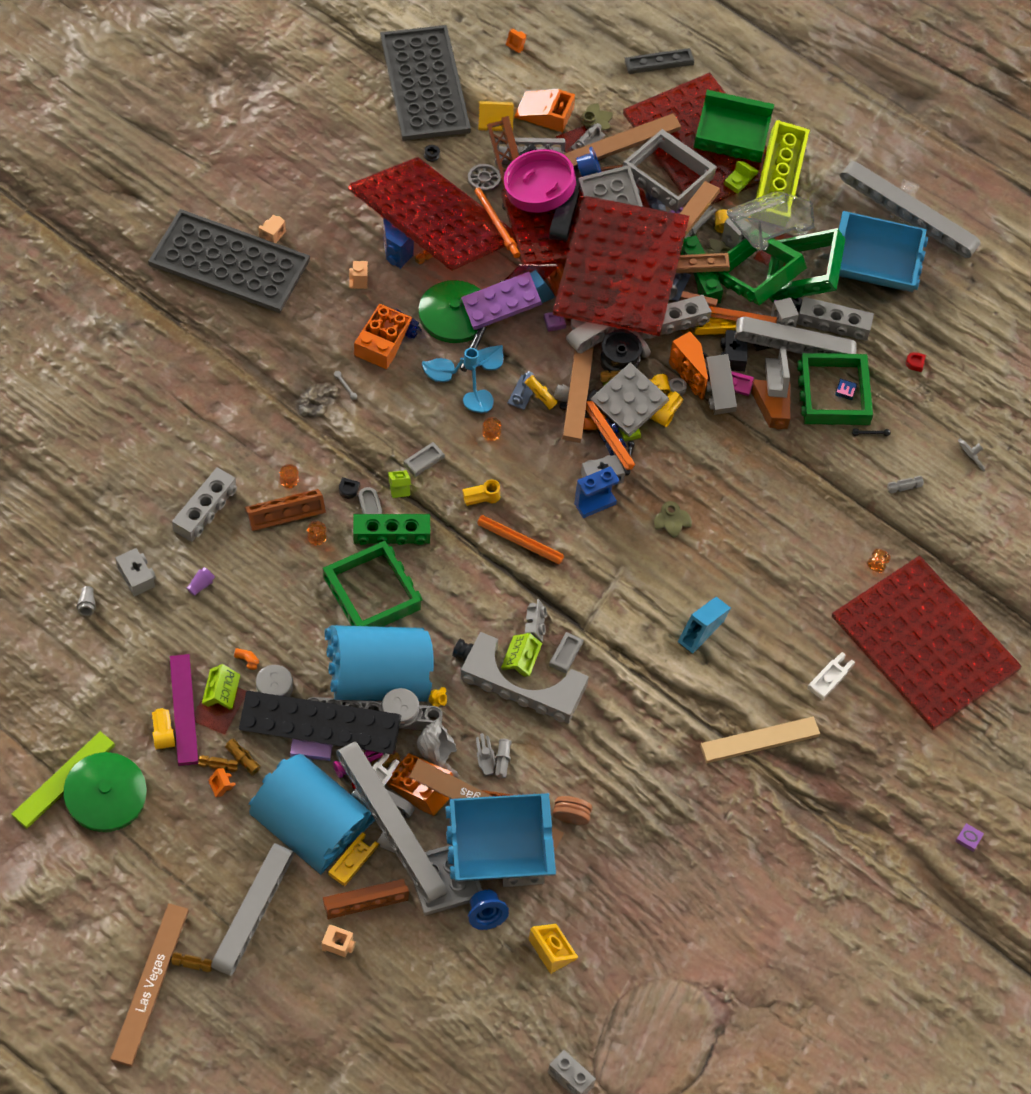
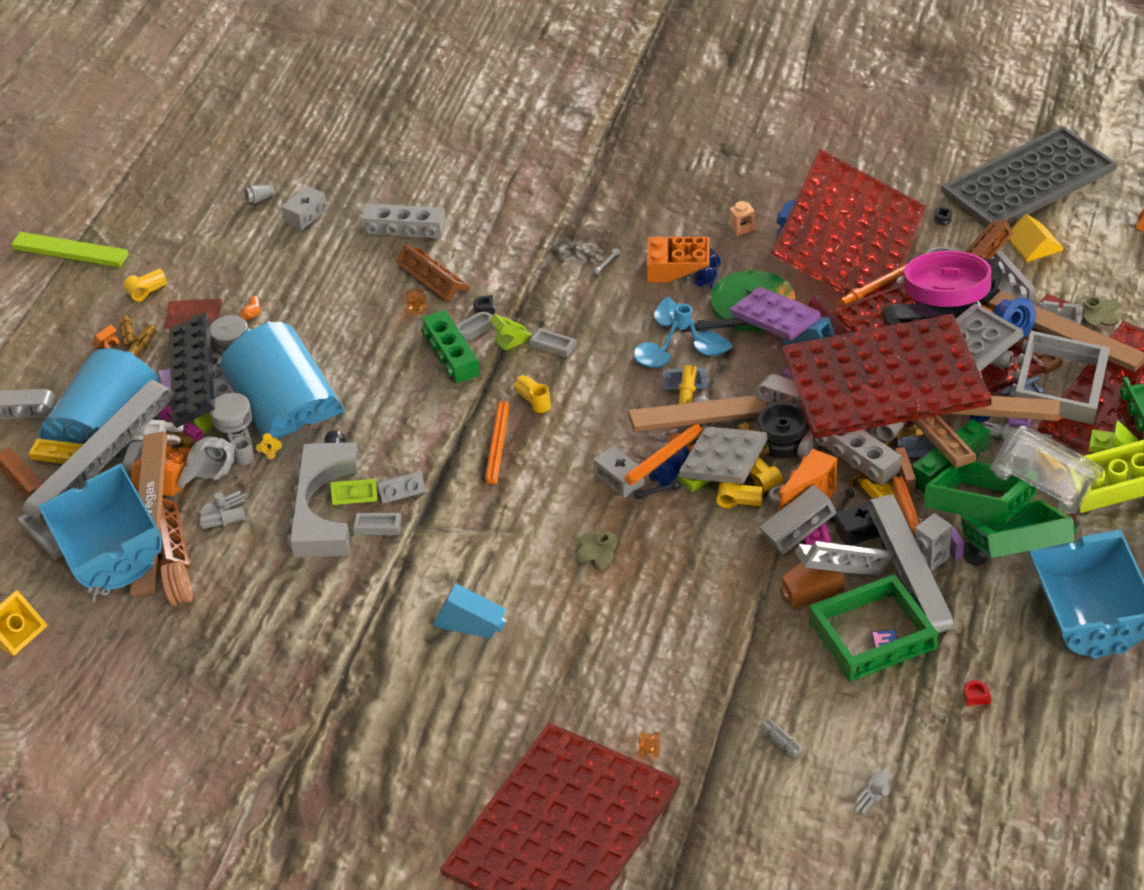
camera: 75 degrees right, 15 degrees down
(105, 792) = (65, 275): green dish -> none
(184, 710) = (176, 291): magenta tile -> none
(200, 581) = (320, 249): medium lavender cone -> none
(221, 686) = (212, 302): lime panel -> none
(229, 260) = (696, 138): dark grey plate -> none
(272, 229) = (753, 148): light nougat brick -> none
(289, 471) = (470, 261): clear orange wheel -> none
(385, 617) = (357, 336): green window -> none
(487, 910) = (34, 558): blue piece -> none
(495, 426) = (620, 373): clear orange wheel -> none
(546, 108) = (1073, 271): orange slope -> none
(595, 492) = (583, 467): blue panel -> none
(760, 739) = (348, 717): tan tile -> none
(830, 677) = (464, 751): white hinge -> none
(835, 318) = (976, 595): light grey brick -> none
(855, 432) = (828, 670): black hinge -> none

